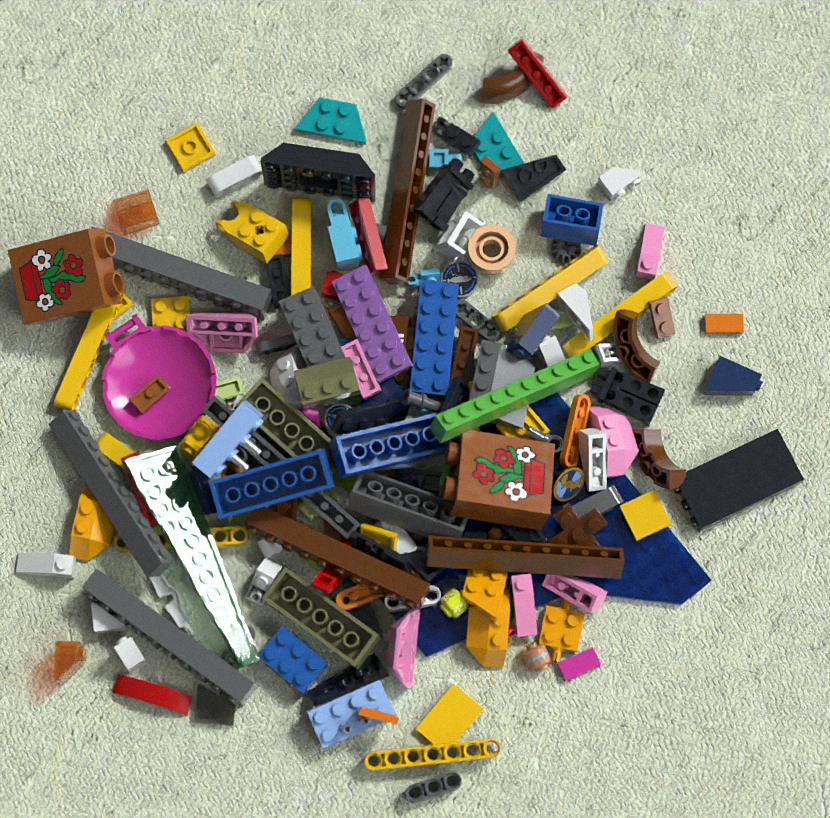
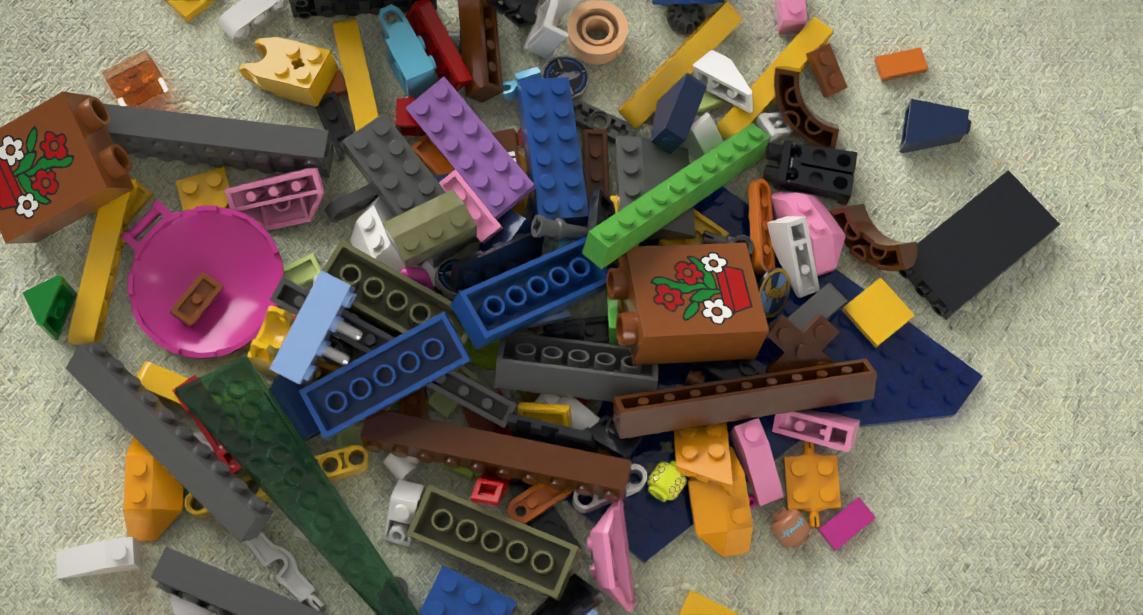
camera: 20 degrees left, 5 degrees down
(46, 375) = (51, 304): none -> green slope

